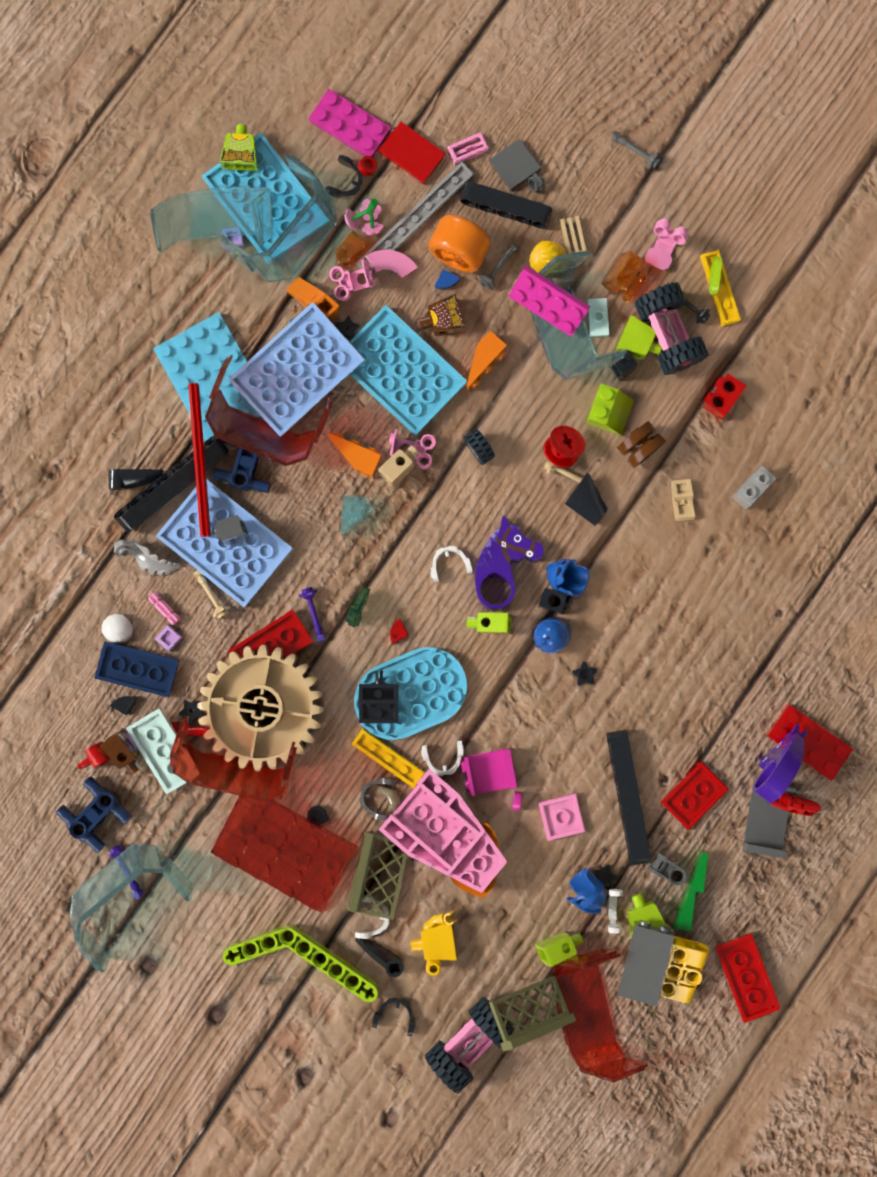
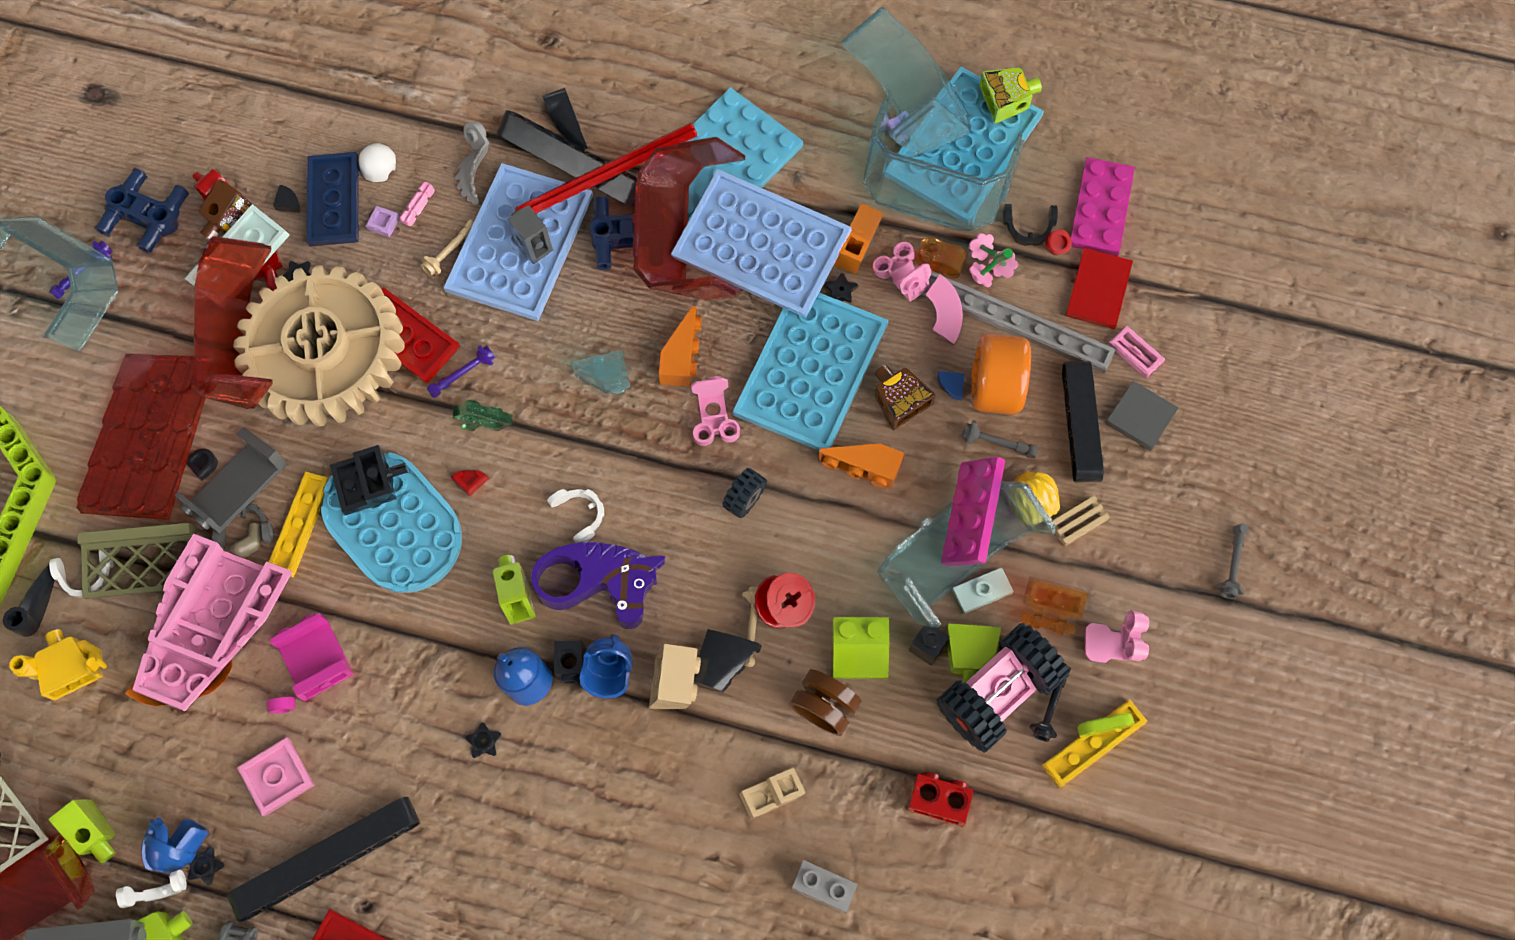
camera: 70 degrees right, 15 degrees down
(344, 795) = (235, 484): none -> dark grey panel
(394, 473) = (680, 401): tan torso -> none
(443, 772) = (312, 569): white piece -> none
(536, 182) = (1129, 449): dark grey plate -> none
(591, 536) = (674, 677): none -> tan slope

